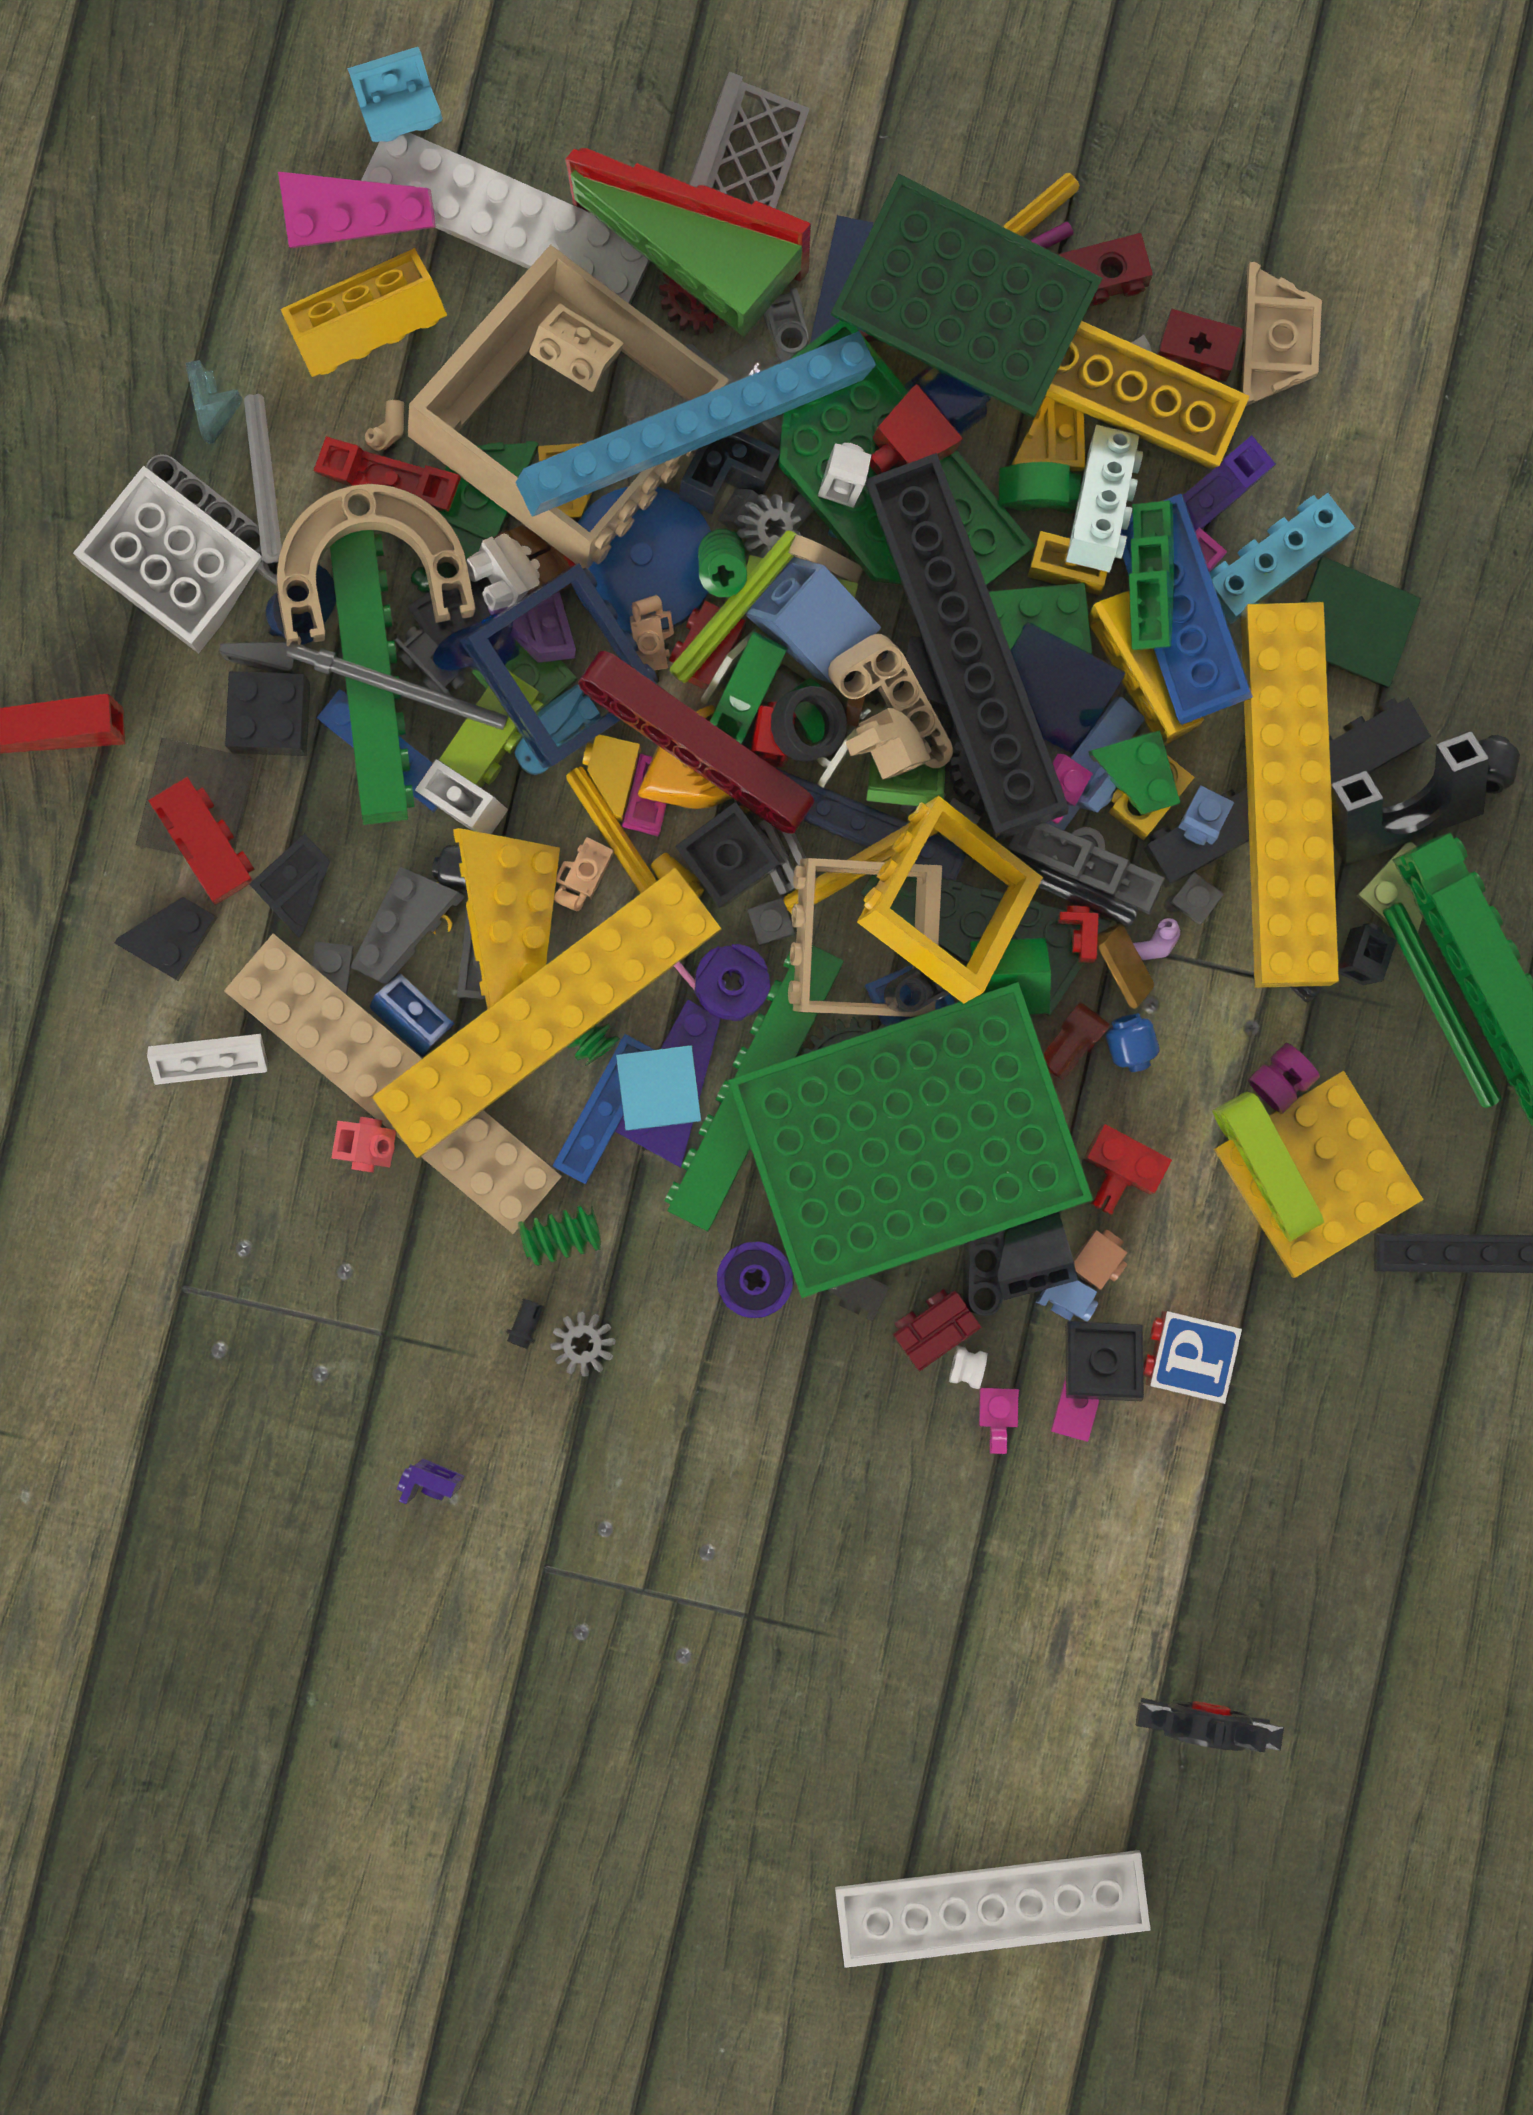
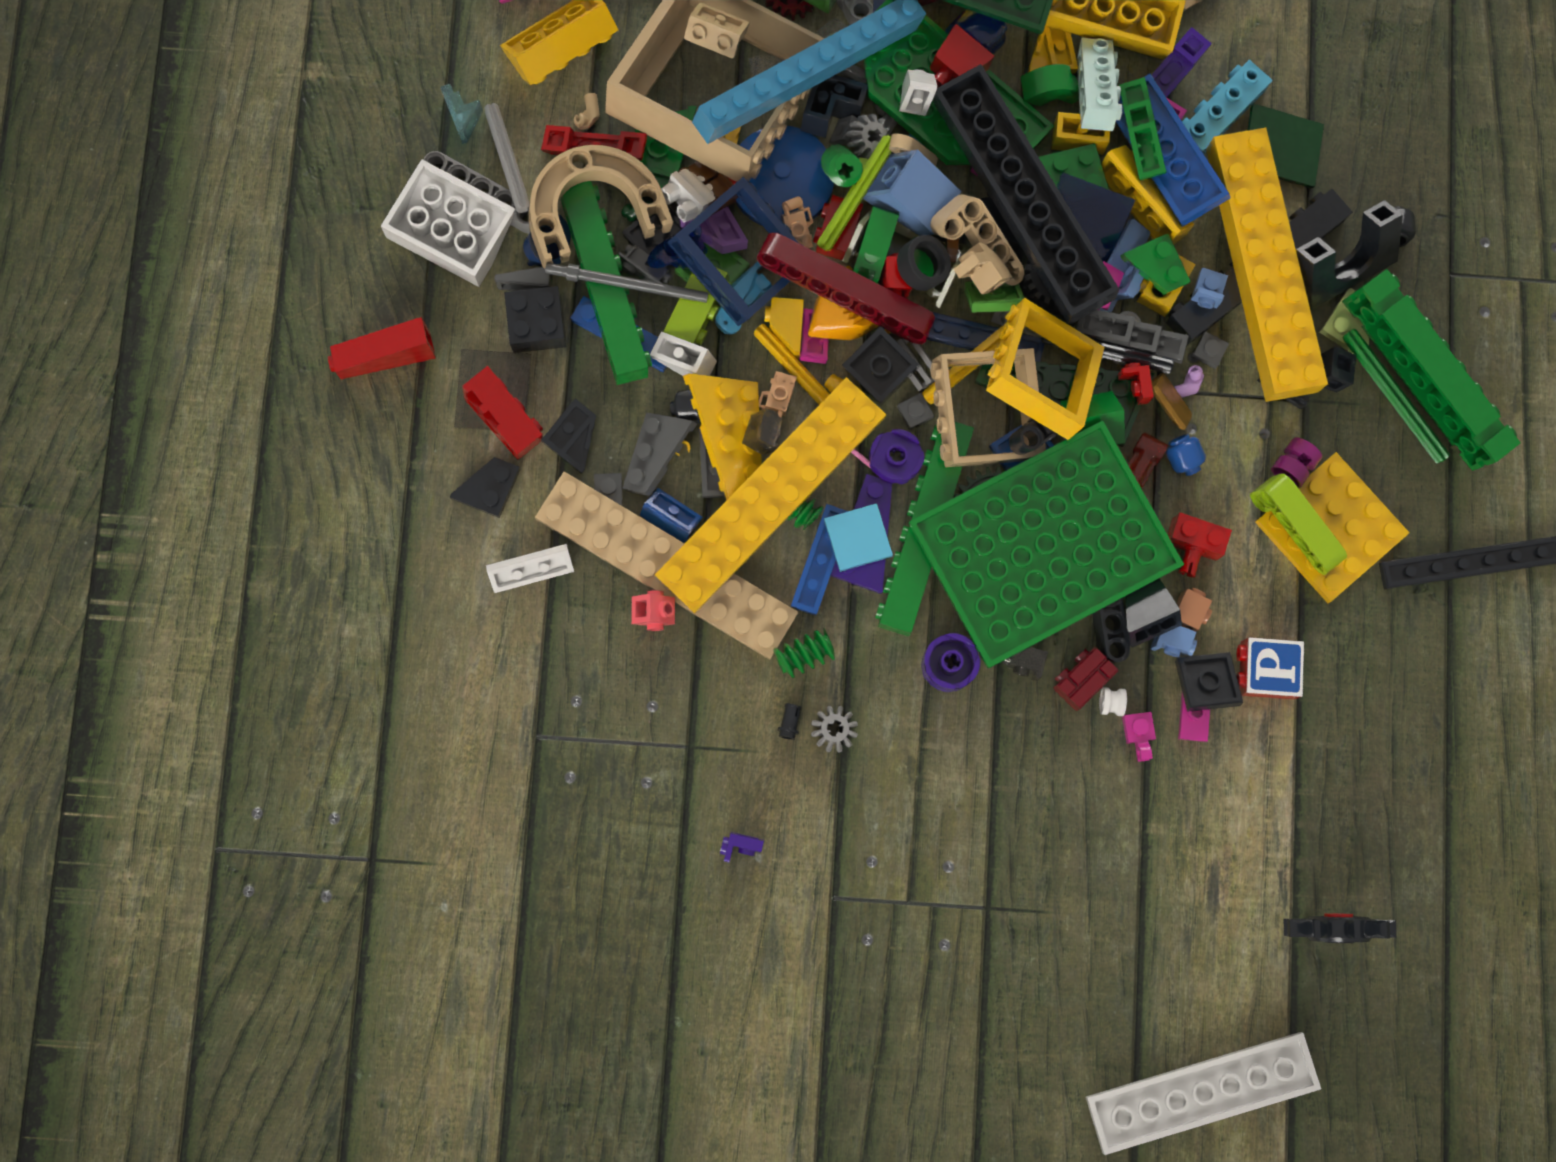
camera: 15 degrees left, 5 degrees down
(553, 921) = (763, 431): none -> clear smoke brick

